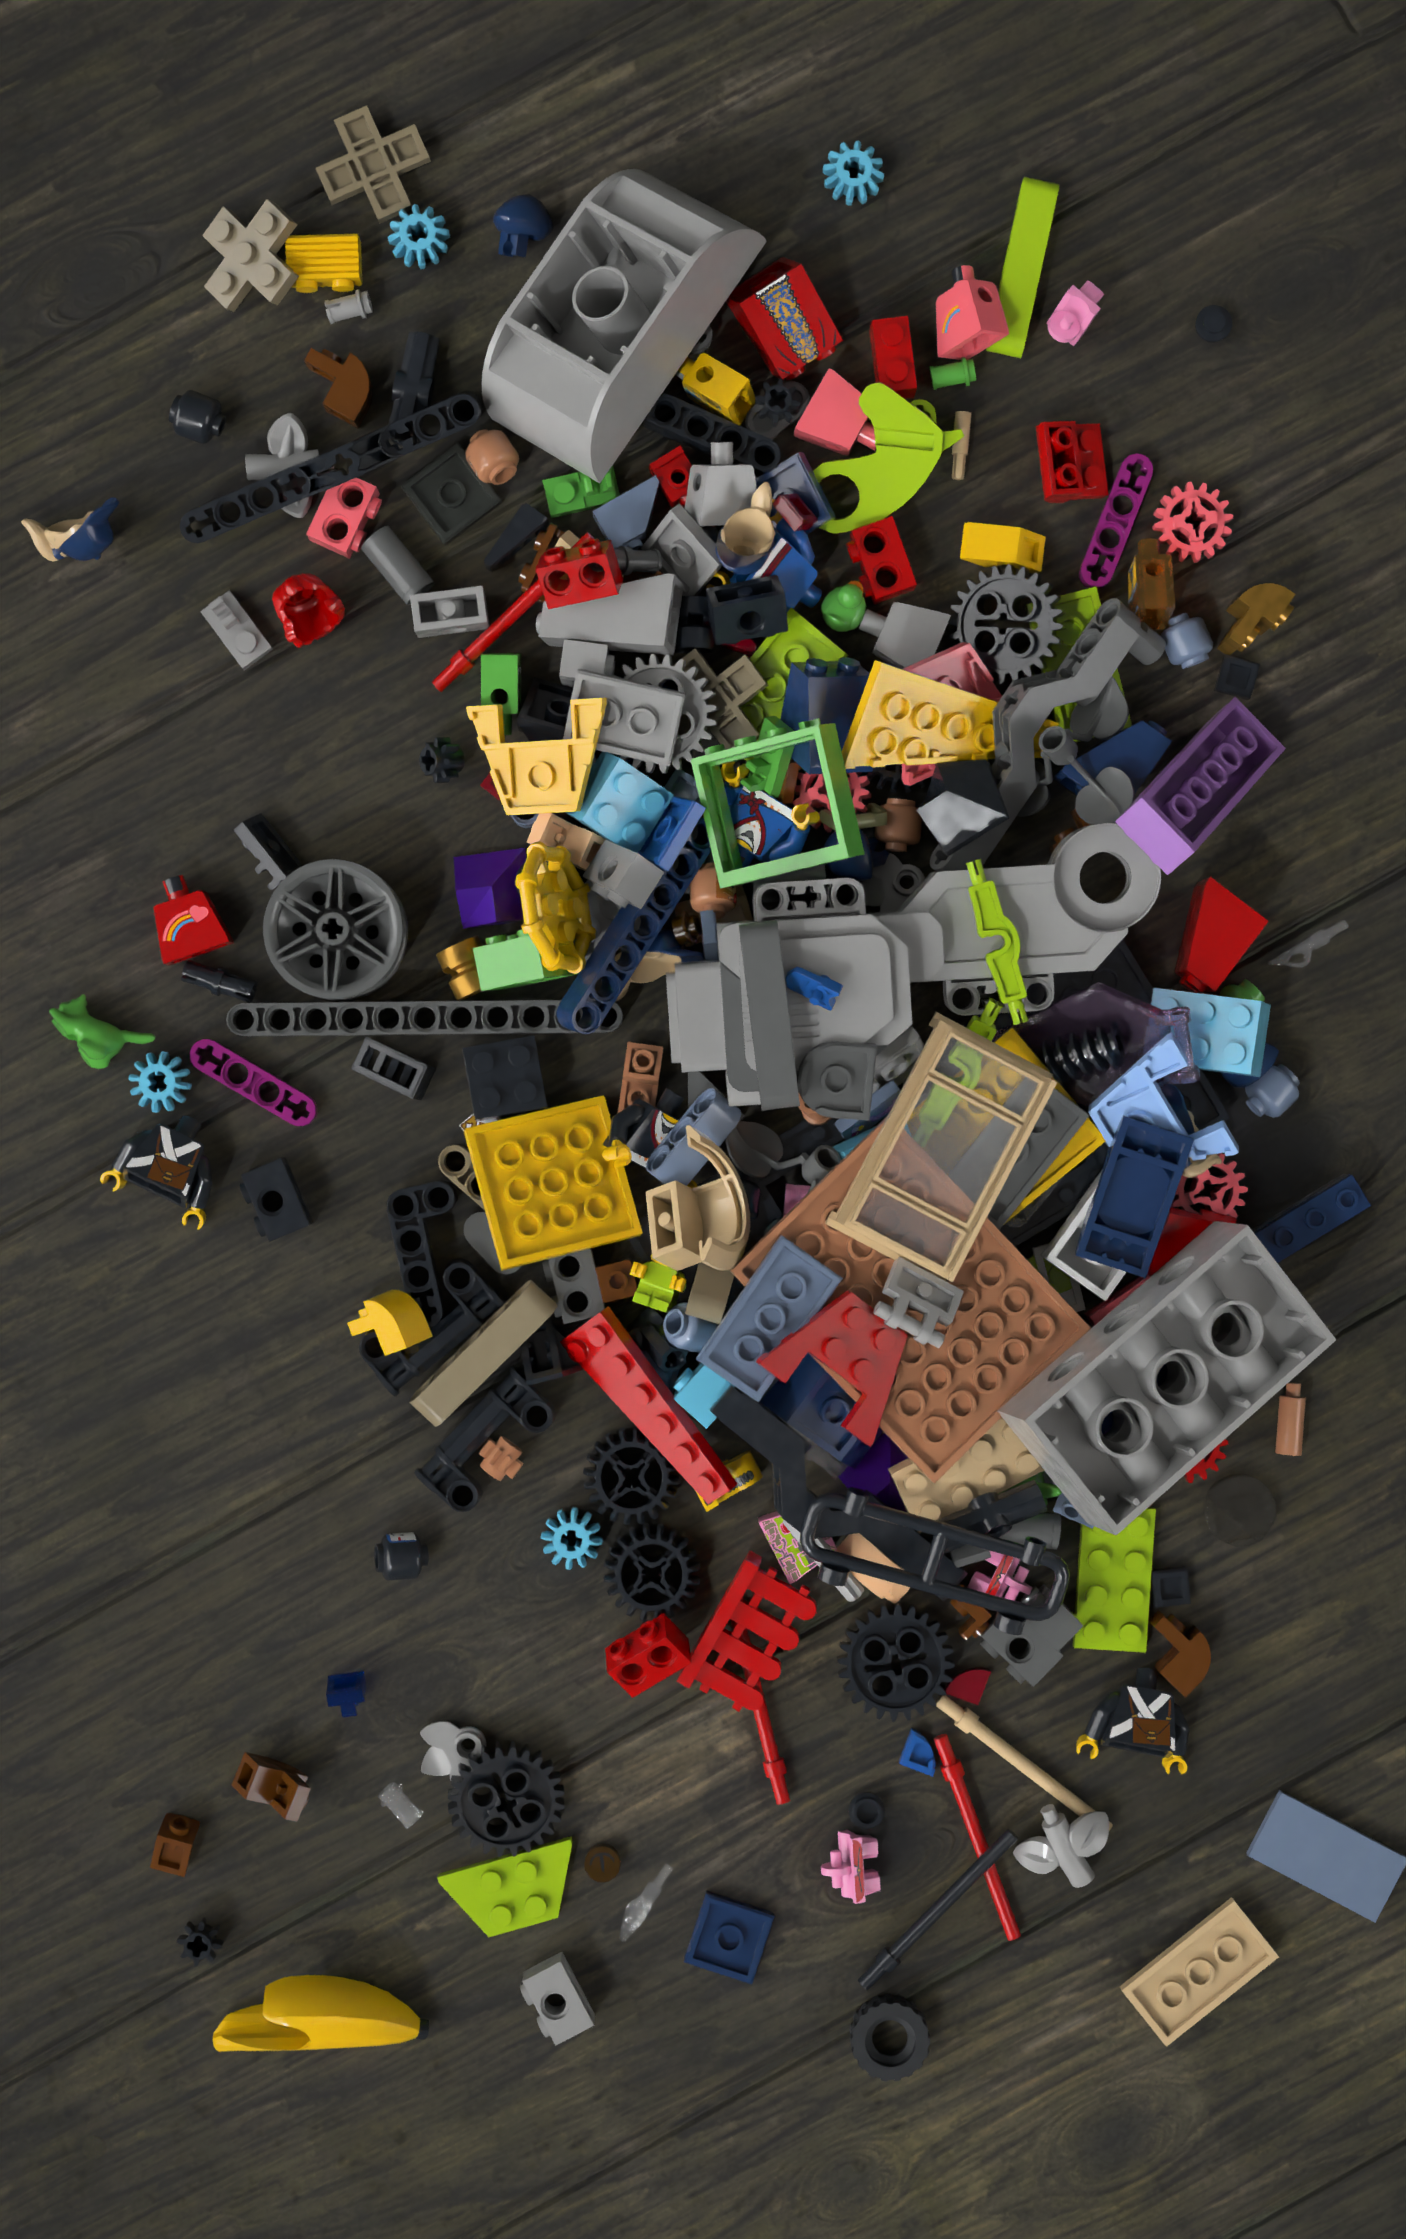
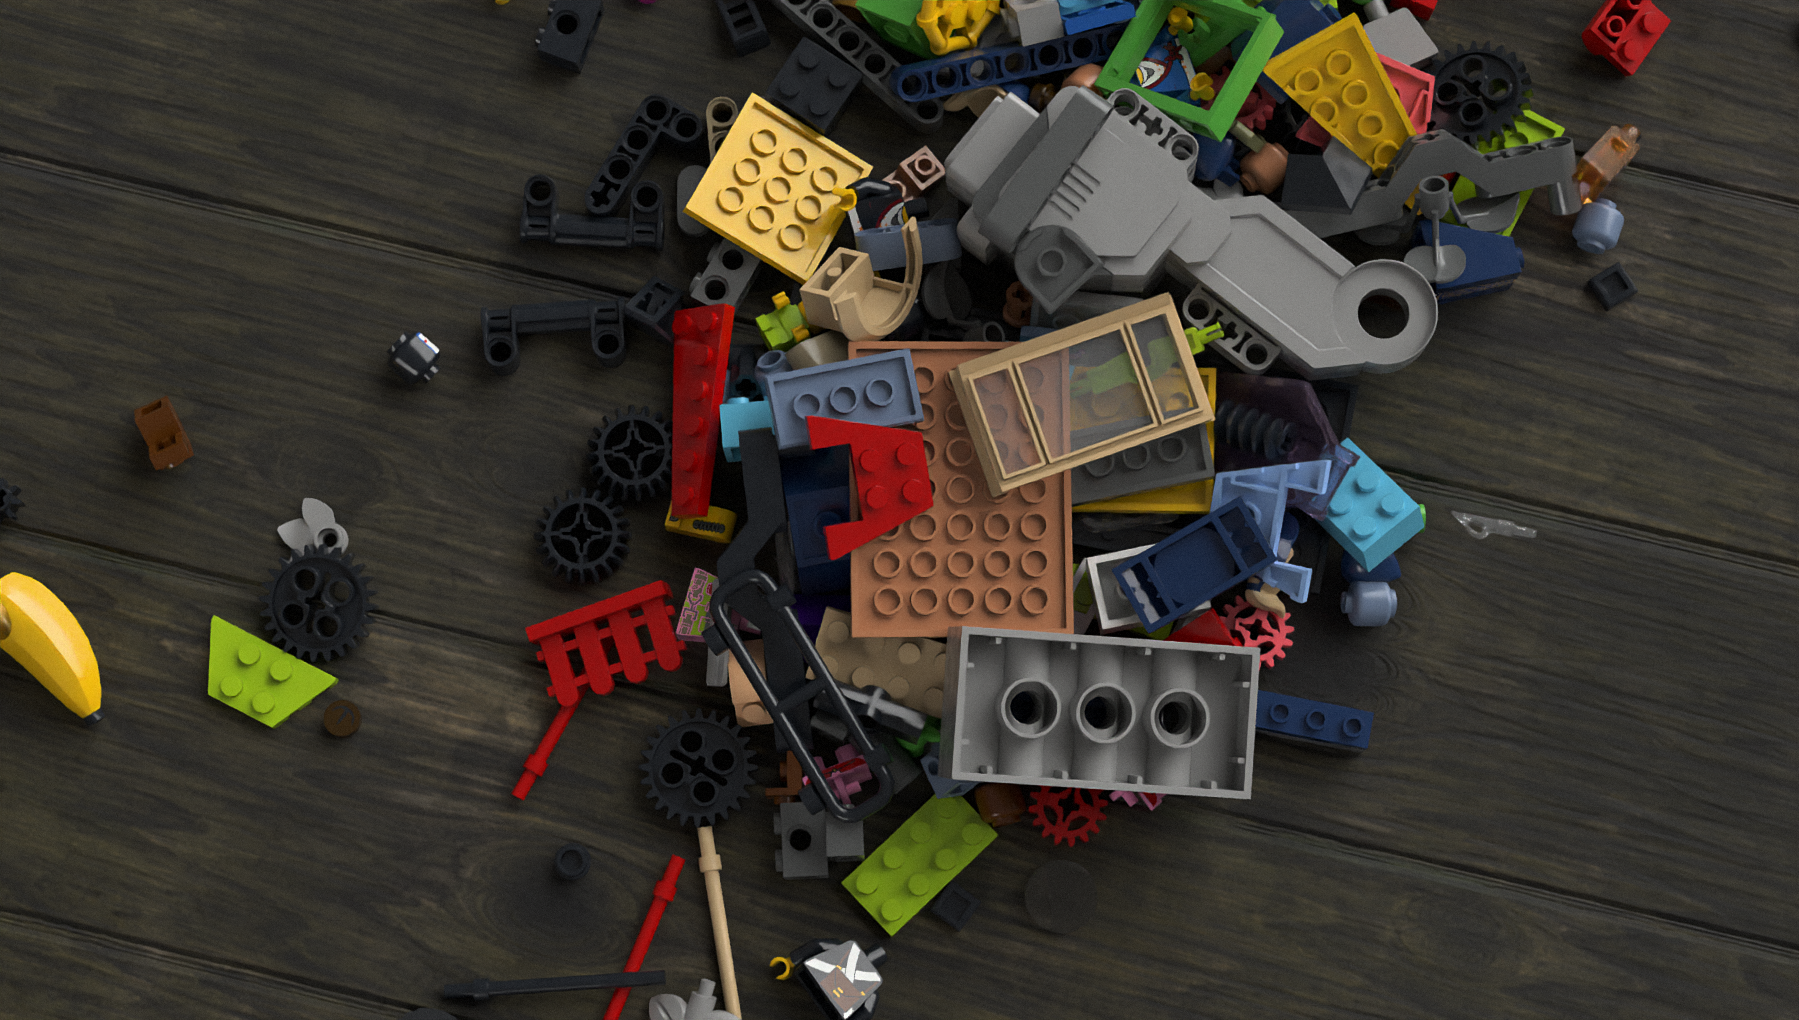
camera: 45 degrees right, 10 degrees down
(174, 1844) = (51, 415): reddish brown bracket -> none
(346, 1691) = (280, 419): clear blue tile -> none
(395, 1319) = (572, 181): yellow brick -> none
(399, 1804) = (239, 537): clear pin -> none
(483, 1353) = (612, 265): dark tan beam -> none
(501, 1458) = (553, 353): nougat gear -> none
(551, 1977) = (218, 807): light grey brick -> none
(561, 1544) = (562, 455): medium azure gear -> none
(616, 1280) = (755, 299): reddish brown bracket -> none
(639, 1908) = (341, 776): clear hand -> none
(648, 1655) = (523, 597): red brick -> none
(729, 1937) = (381, 862): dark blue tile -> none
(819, 989) = (1097, 178): blue piece -> none
(848, 1868) = (513, 905): bright pink hips -> none
(918, 1754) = (650, 856): blue tile -> none
(923, 1293) = (972, 484): light grey plate -> none
(969, 1684) = (736, 838): dark red tile -> none
(1002, 545) = (1518, 34): yellow slope -> none
(1002, 961) = (1253, 299): lime piece -> none
(1112, 520) = (1622, 101): magenta beam -> none
(1189, 1657) = (922, 969): reddish brown brick -> none
(1200, 786) = (1513, 316): medium lavender brick -> none
(1208, 520) = (1664, 137): coral gear -> none
(1214, 936) = (1431, 448): red slope -> none
(1256, 612) = (1671, 243): pearl gold brick -> none
(1290, 1421) = (1160, 863): nougat cylinder -> none

